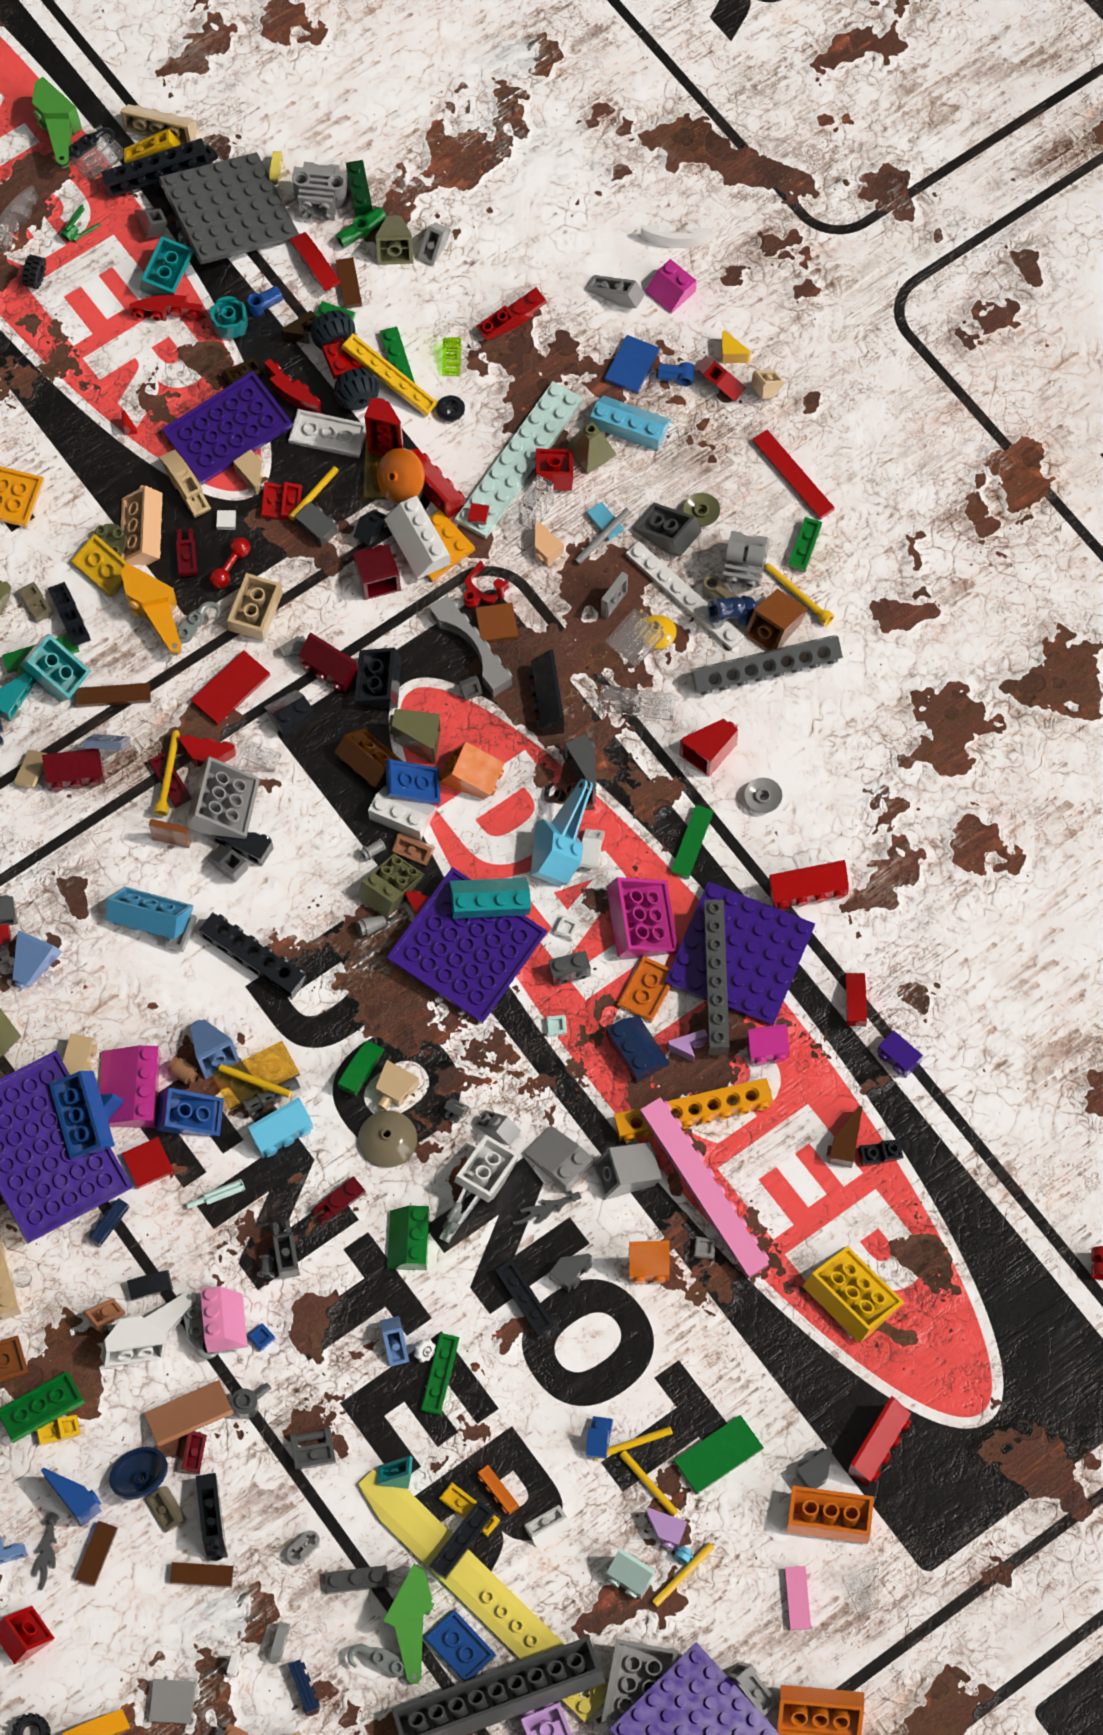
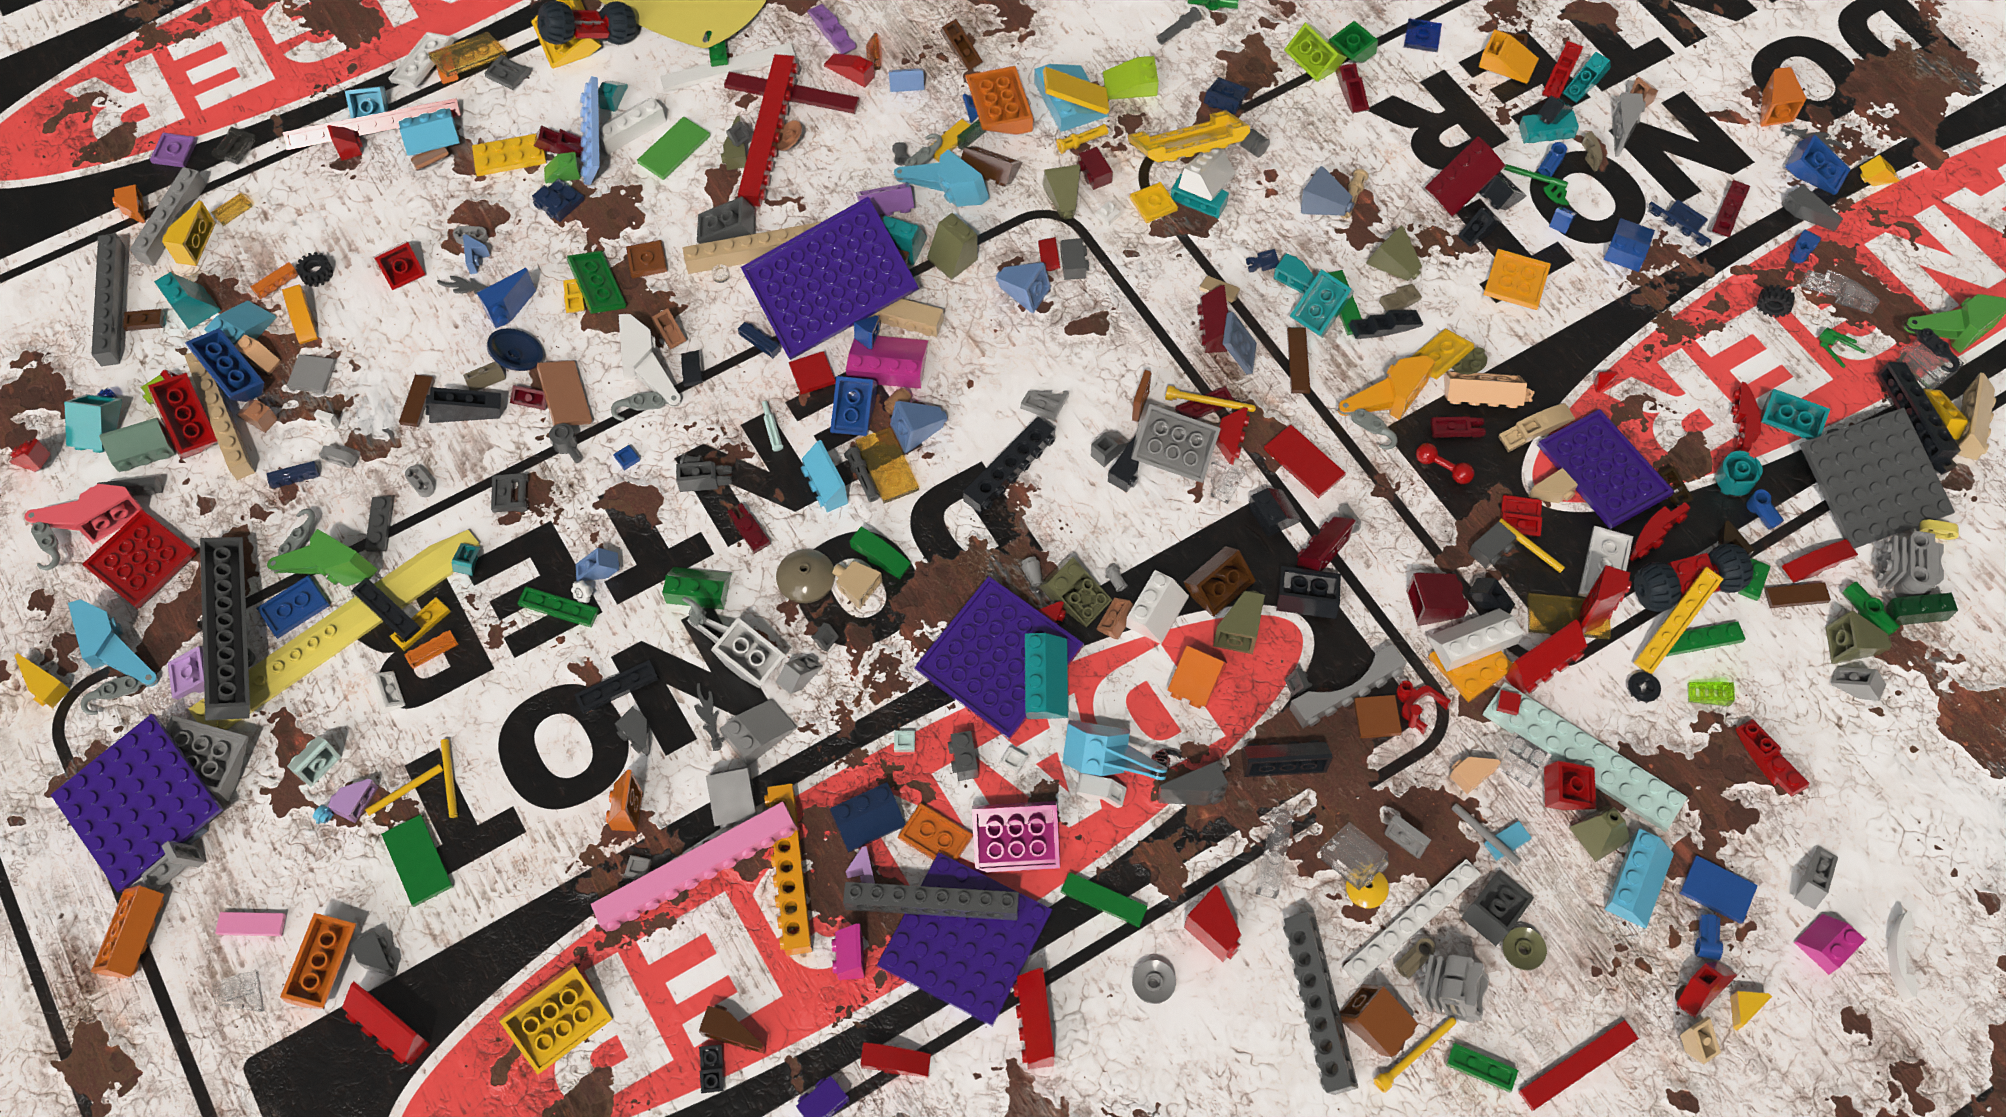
camera: 95 degrees right, 5 degrees down
(81, 1114) = (853, 307): blue slope -> none
(96, 1553) = (457, 322): reddish brown tile -> none
(148, 912) = (1061, 377): dark azure slope -> none
(151, 221) = (1850, 407): dark grey slope -> none
(223, 1319) = (644, 421): bright pink slope -> none
(226, 519) = (1496, 465): white tile -> none
(254, 607) = (1392, 481): tan brick -> none
(255, 1081) = (876, 459): yellow bar -> none
(407, 475) = (1549, 621): orange dish -> none
(413, 782) = (1186, 616): blue tile -> none
(599, 1437) = (456, 743): blue slope -> none
(682, 1574) = (306, 815): yellow bar -> none
(733, 607) = (1386, 964): dark blue animal -> none

